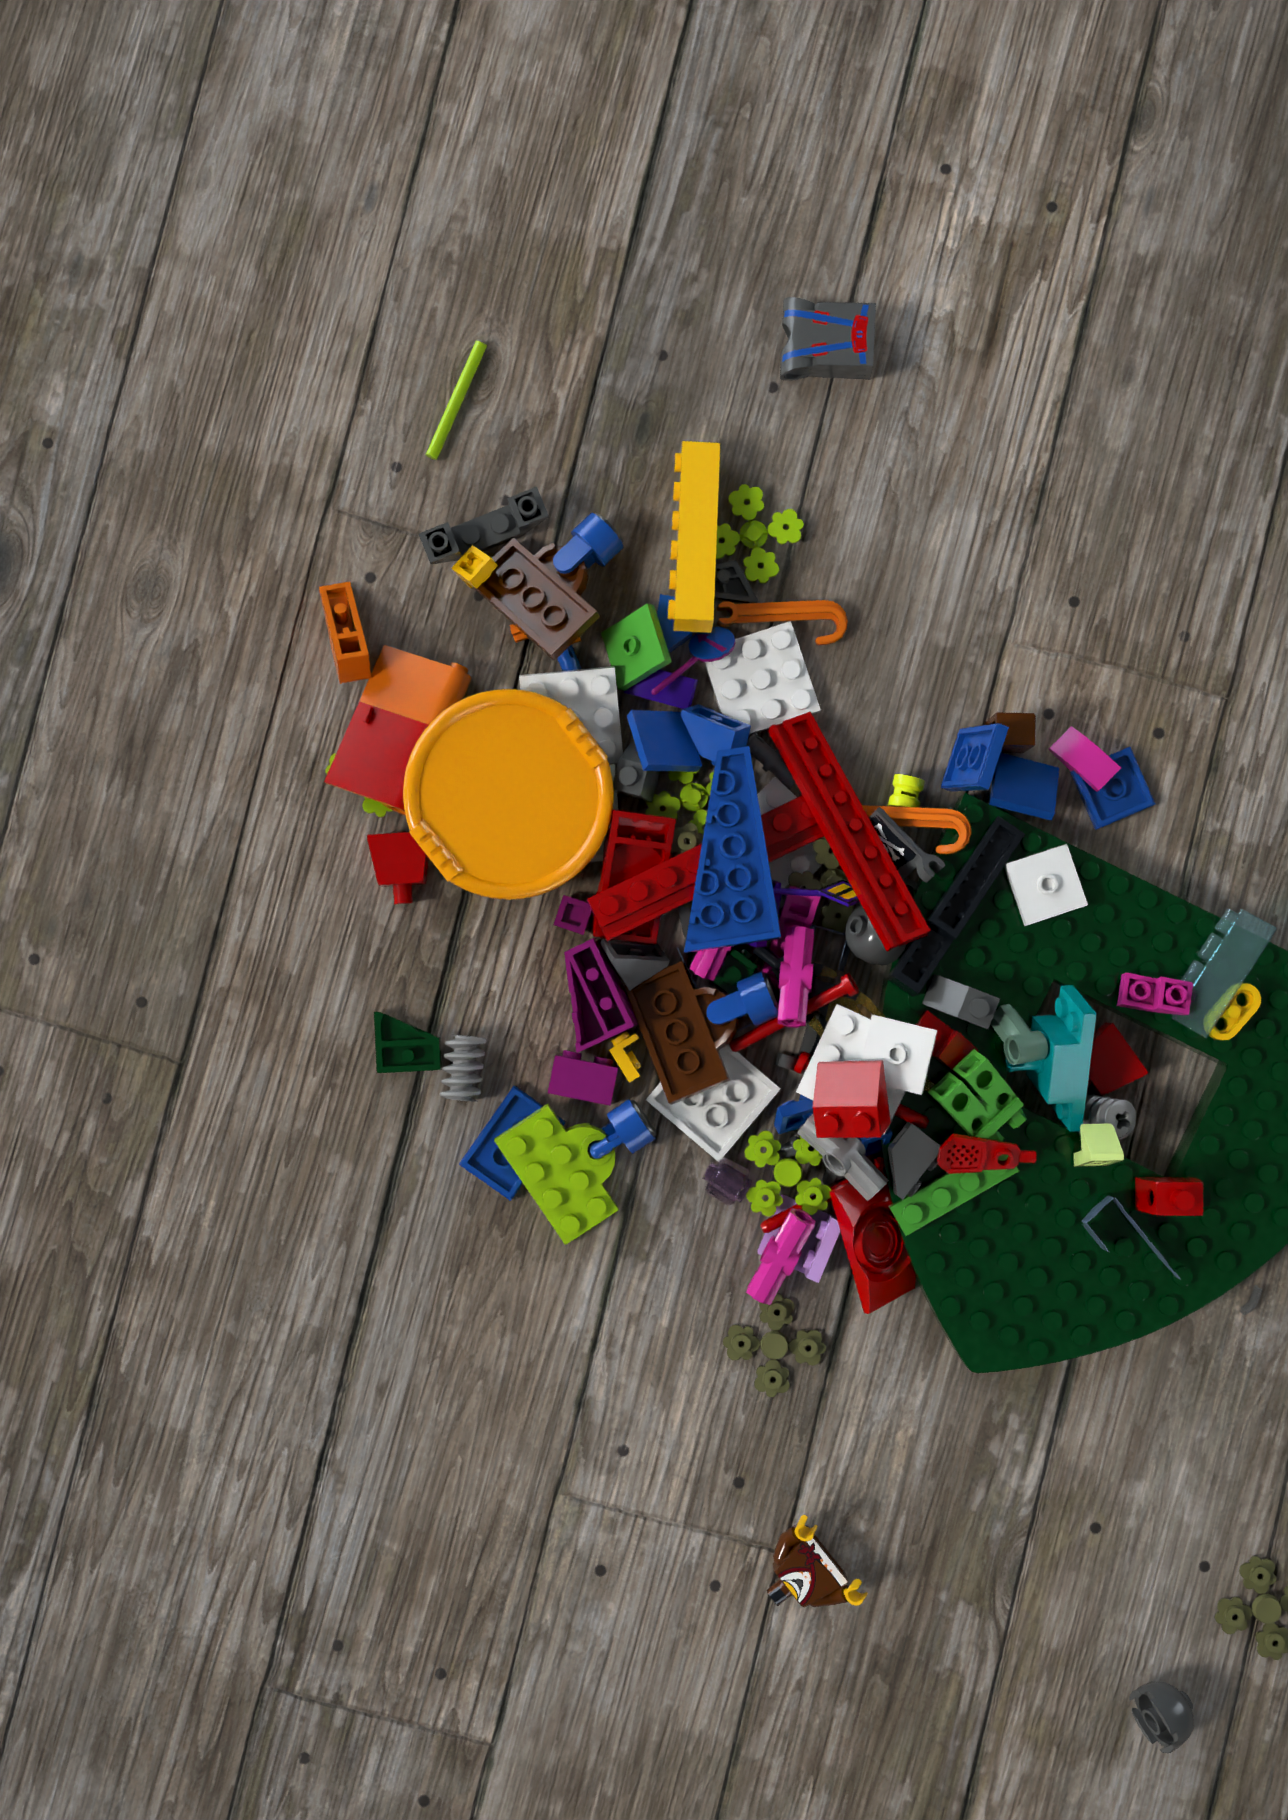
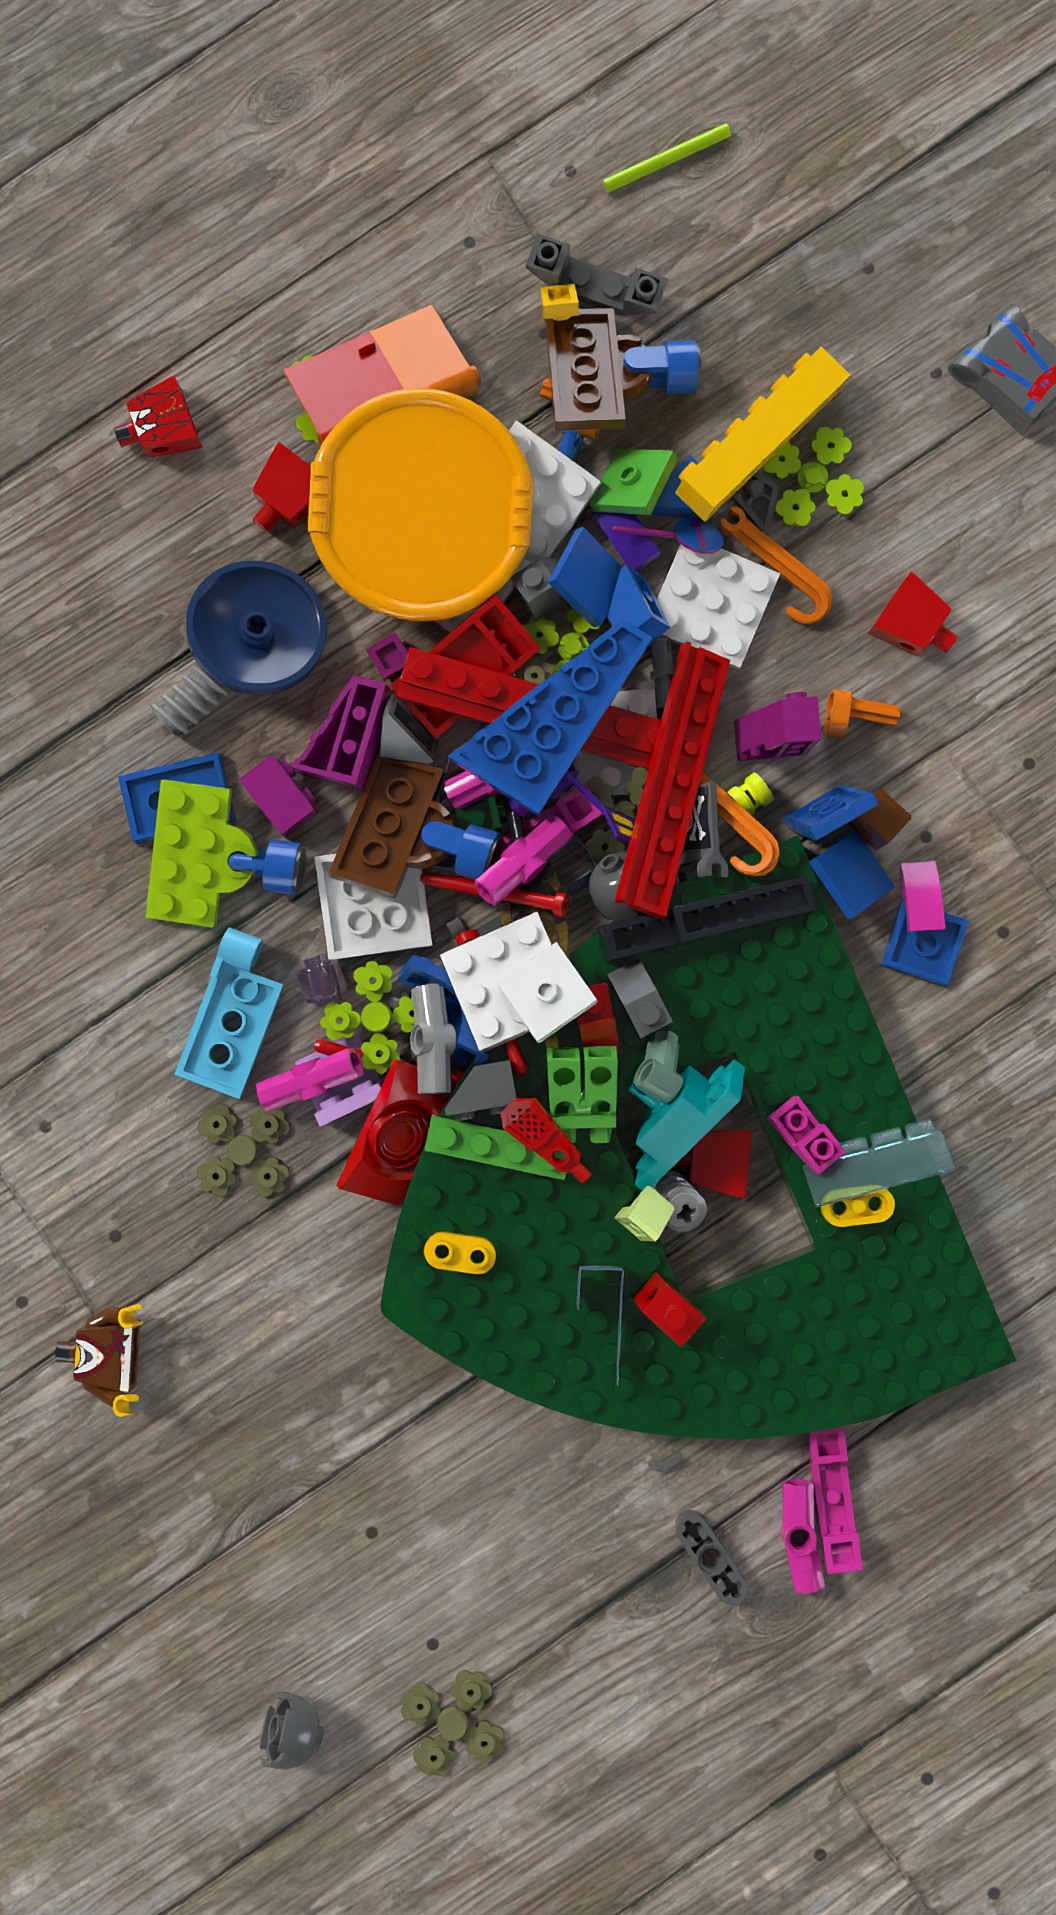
camera: 45 degrees right, 0 degrees up
(268, 892) = (160, 421): none -> red torso
(345, 632) = (407, 266): orange slope -> none
(404, 1047) = (157, 642): dark green wing -> none
(465, 977) = (256, 627): none -> dark blue dish
(627, 1062) = (326, 814): yellow bracket -> none
(671, 1240) = (231, 989): none -> medium azure hinge
(850, 1100) = (475, 995): slope -> none
(893, 726) = (779, 729): none -> magenta wedge
(910, 571) = (914, 619): none -> red torso
(915, 675) = (842, 707): none -> orange piece
(990, 1280) = (460, 1251): none -> yellow plate
(1045, 884) = (796, 966): white plate -> none

